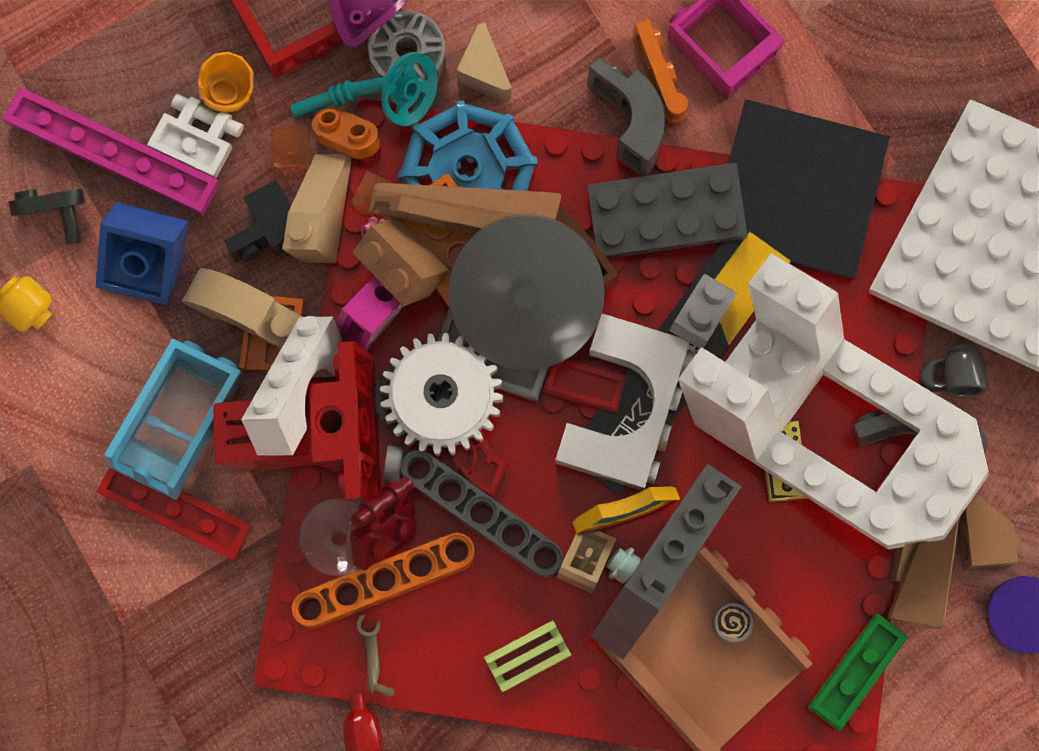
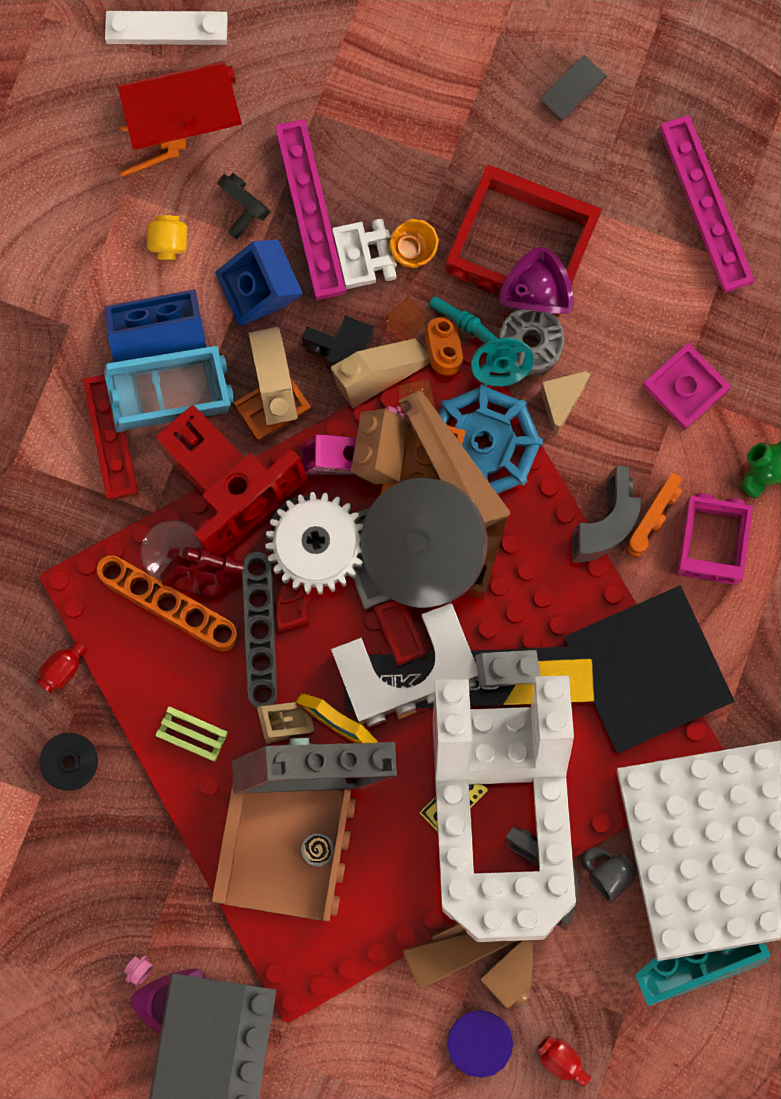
camera: 50 degrees right, 0 degrees up
(103, 382) = (155, 326): none -> blue slope
(277, 411) = (213, 447): white arch -> none
(373, 662) = (113, 636): dark tan piece -> none
(393, 464) = (247, 547): light grey tile -> none
(667, 211) = (560, 593): dark grey plate -> none
(857, 672) = (350, 957): green tile -> none

